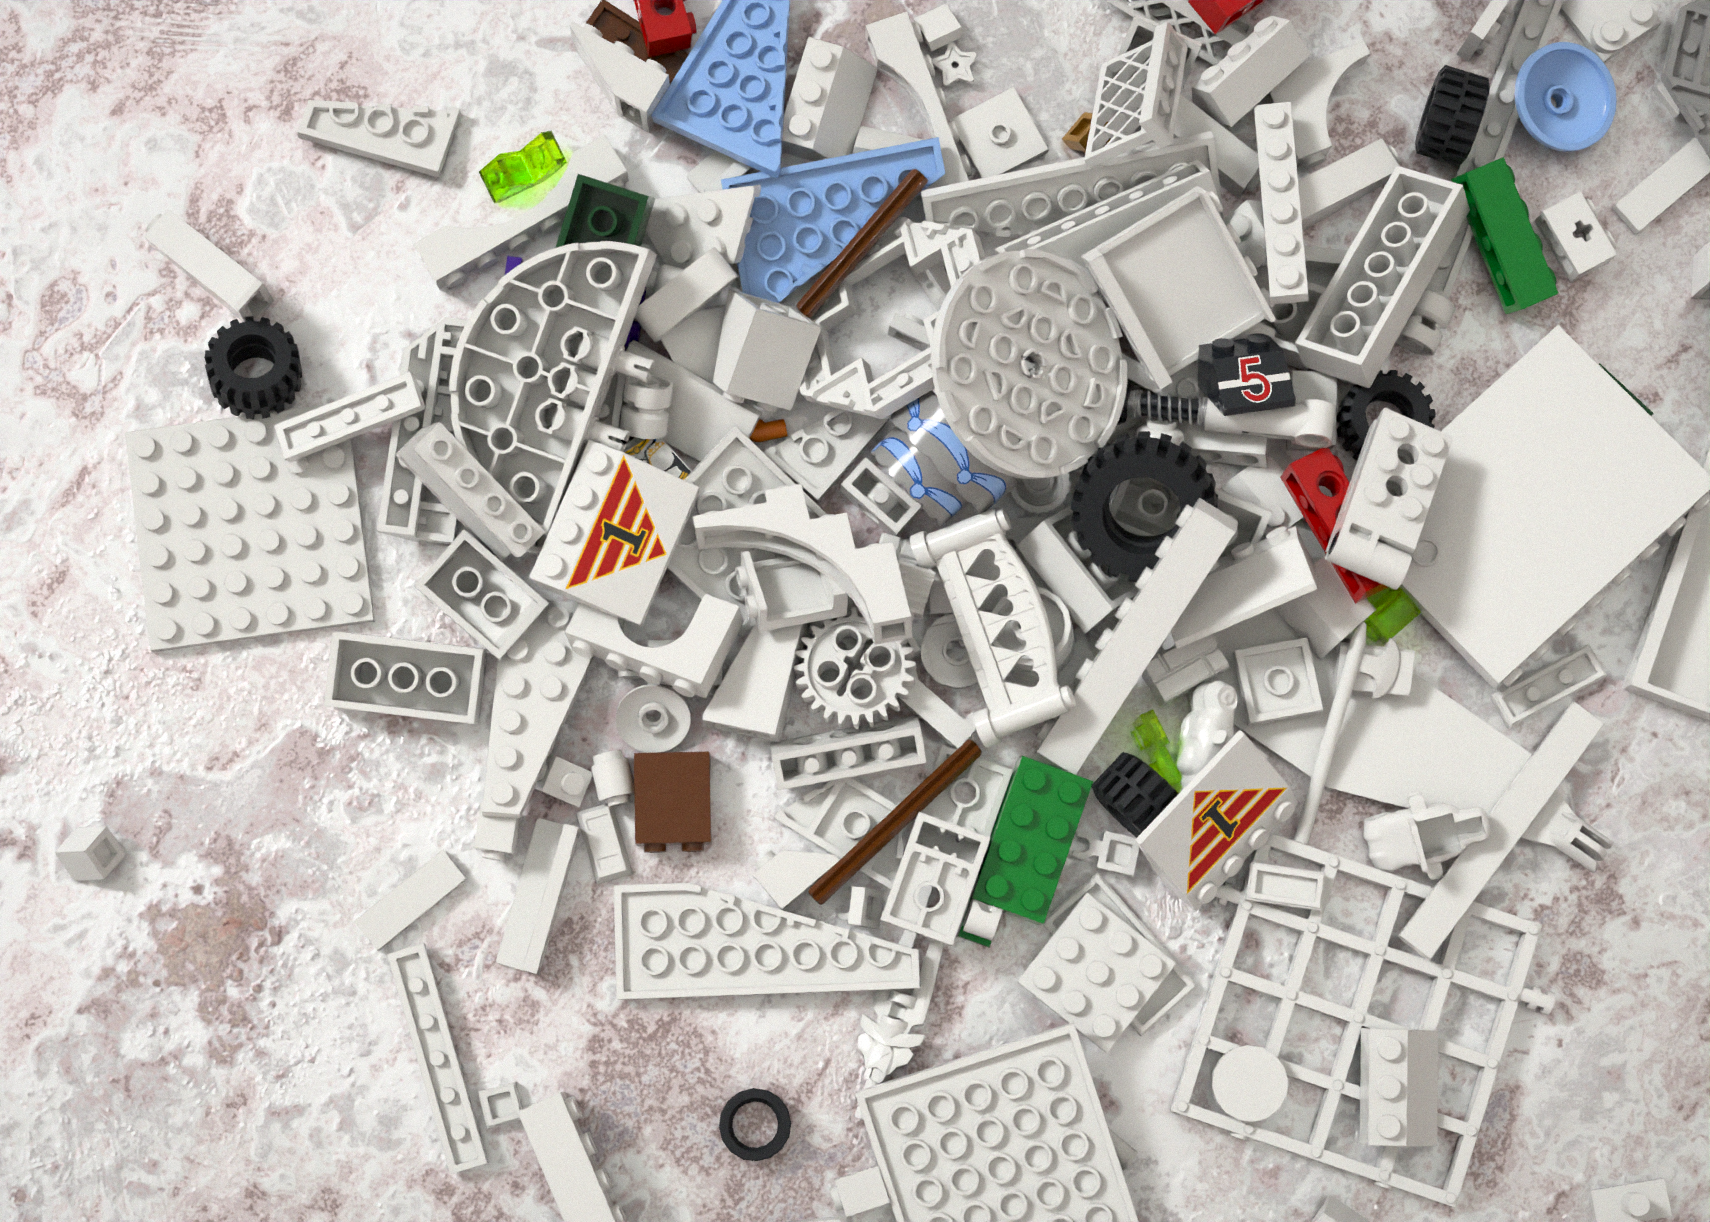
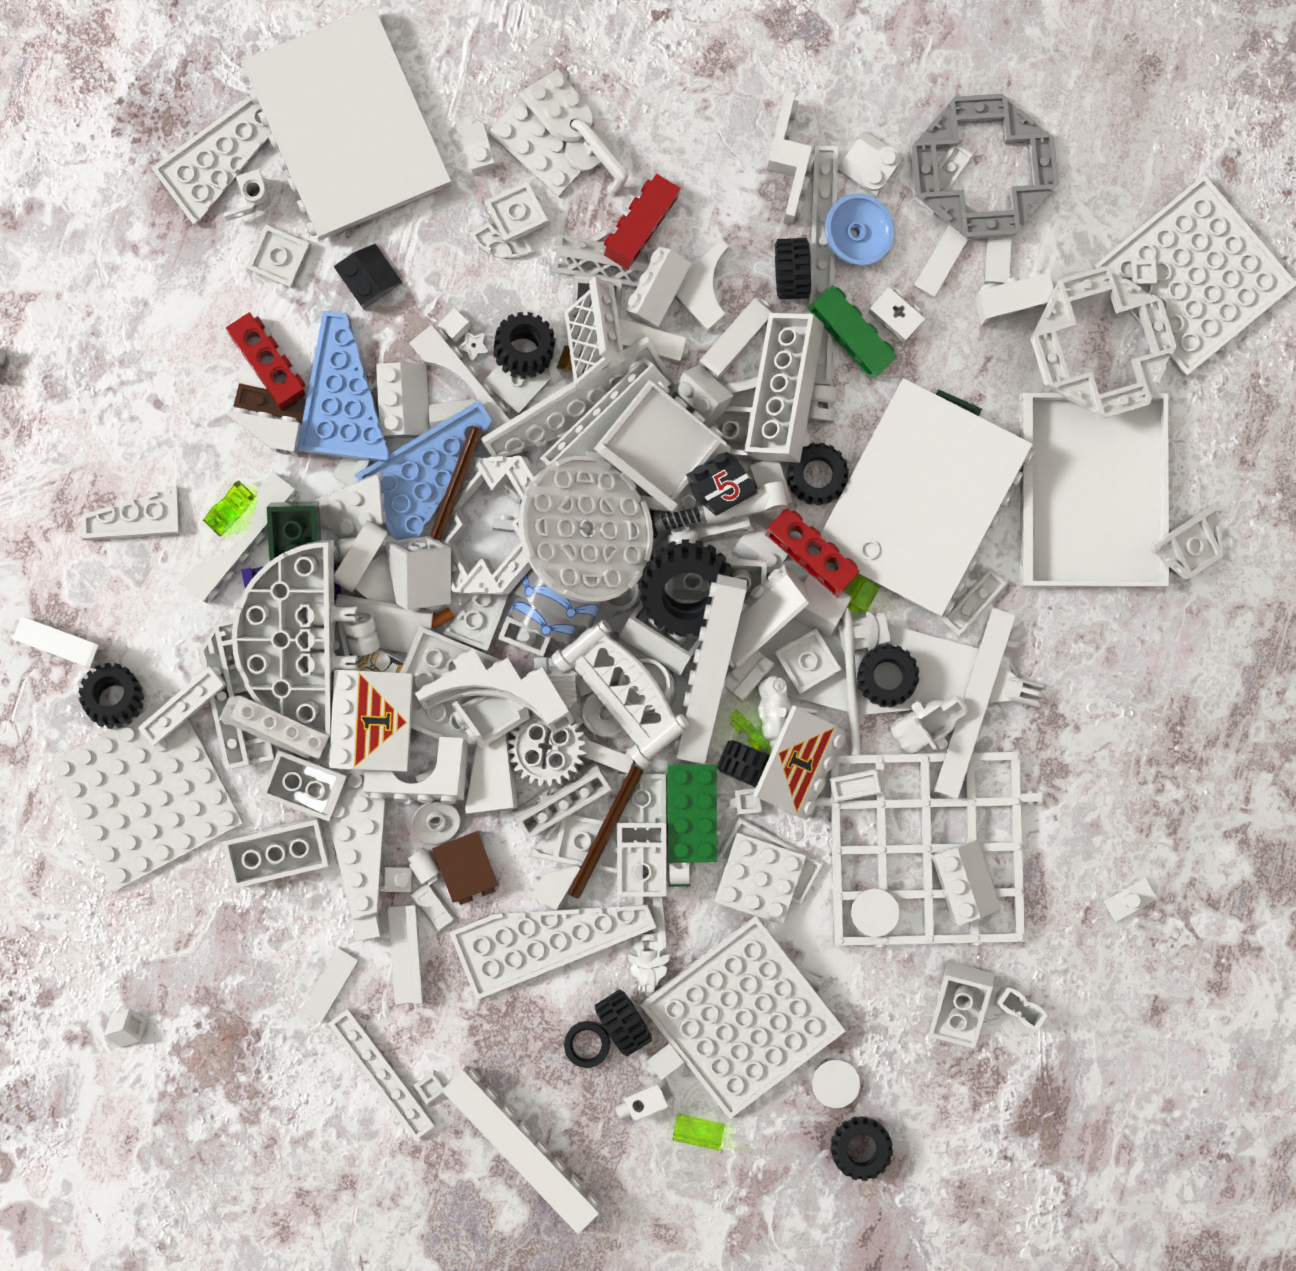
camera: 10 degrees left, 5 degrees up
(821, 1110) = (623, 1023): none -> black tyre
(864, 907) = (605, 890): white tile -> none
(1038, 65) = (527, 328): none -> black tyre
(1281, 203) = (705, 367): white plate -> none
(1388, 498) = (834, 551): white hinge -> none
(1410, 721) = (893, 655): none -> black tyre

